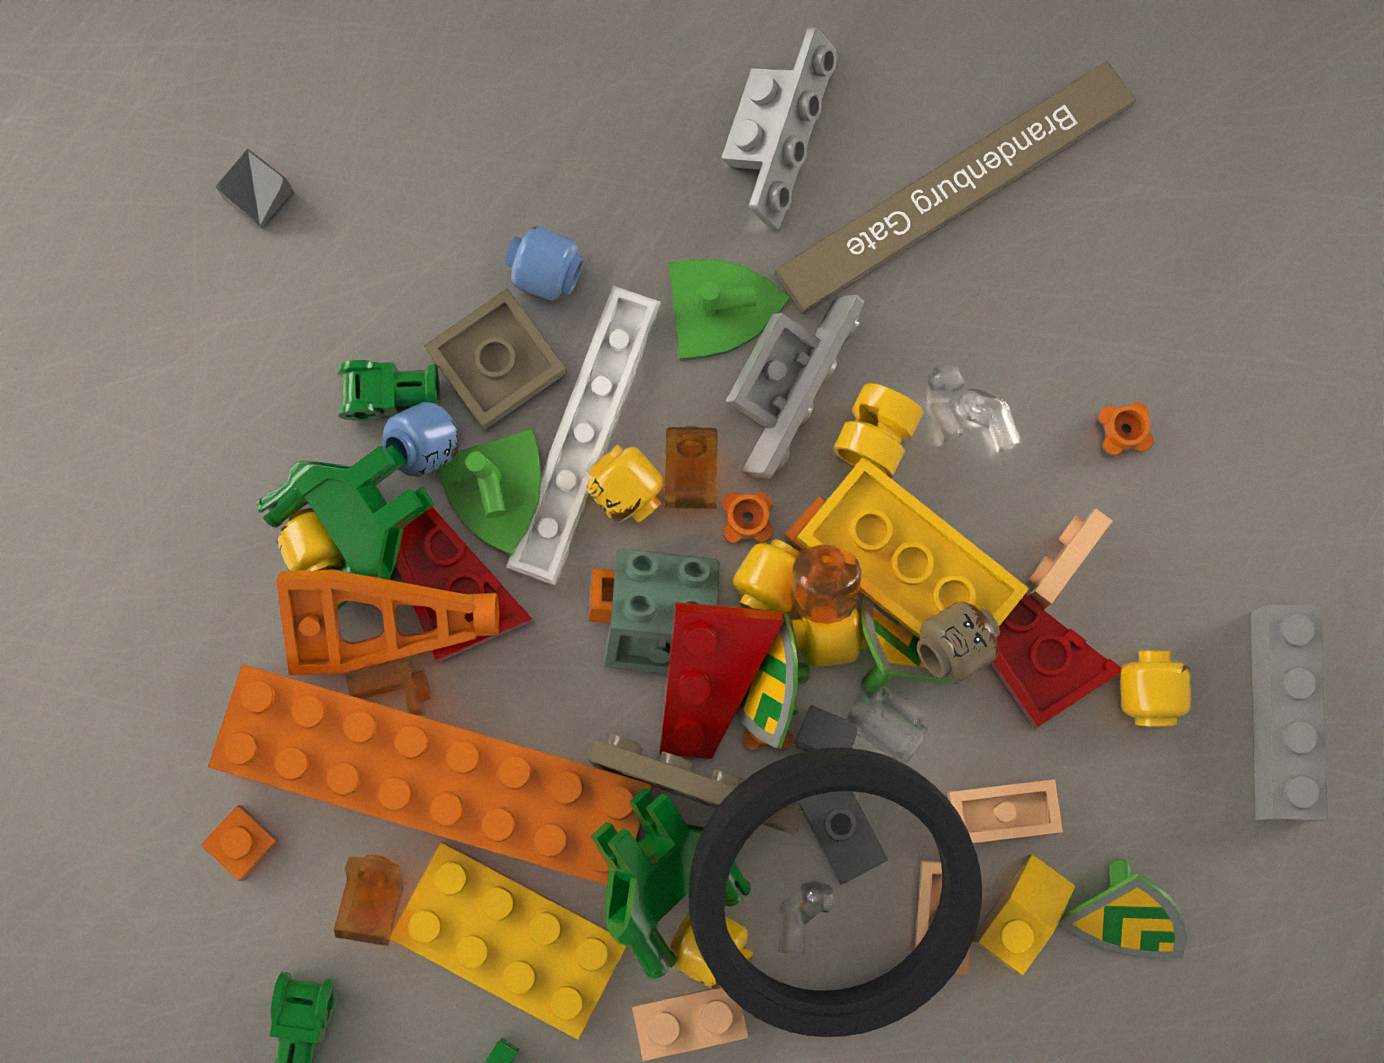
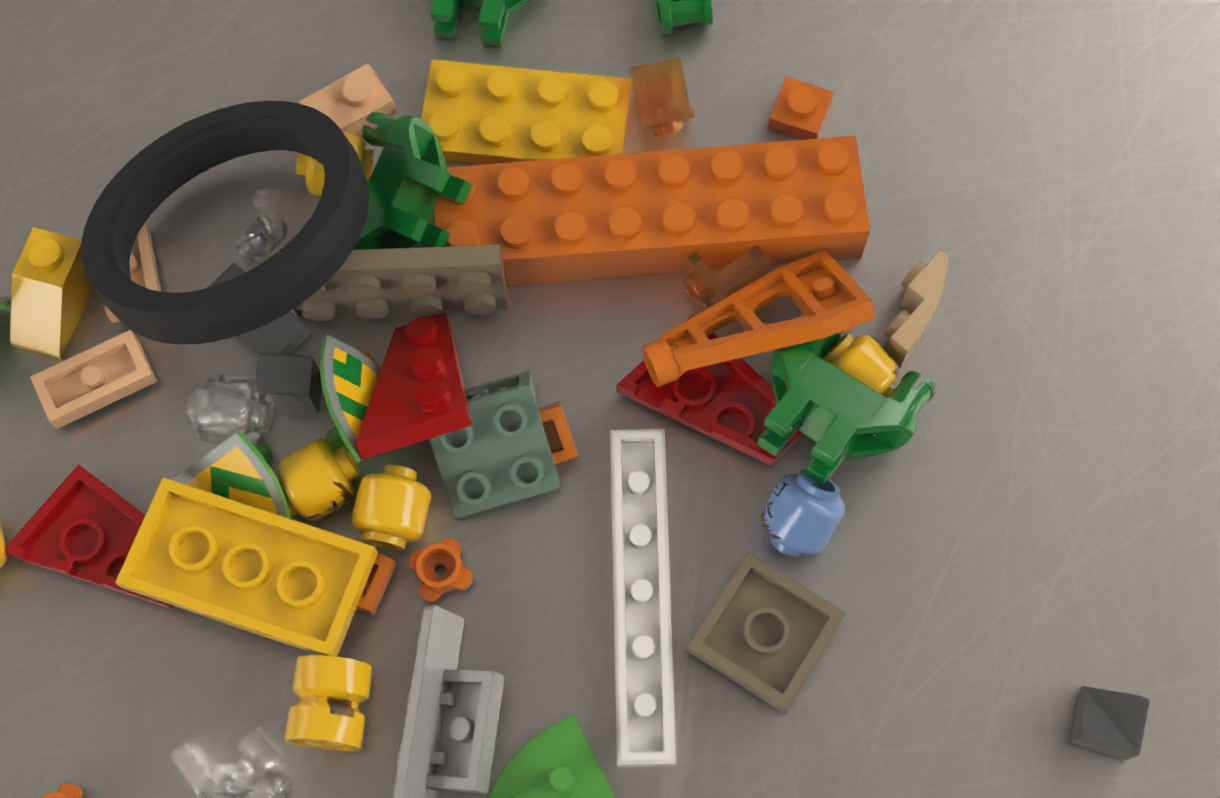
camera: 160 degrees right, 10 degrees down
(218, 599) = (923, 291): none -> tan slope
(380, 389) = (868, 553): green connector -> none
(496, 488) = (707, 502): bright green shield -> none
(544, 263) = (758, 753): medium blue head -> none
(625, 484) = (576, 546): yellow head -> none
(691, 467) = (514, 590): clear orange bracket -> none
(825, 584) = (320, 482): clear orange head -> none
(958, 641) = (169, 489): dark tan head -> none
(1079, 540) = (80, 663): light nougat plate -> none

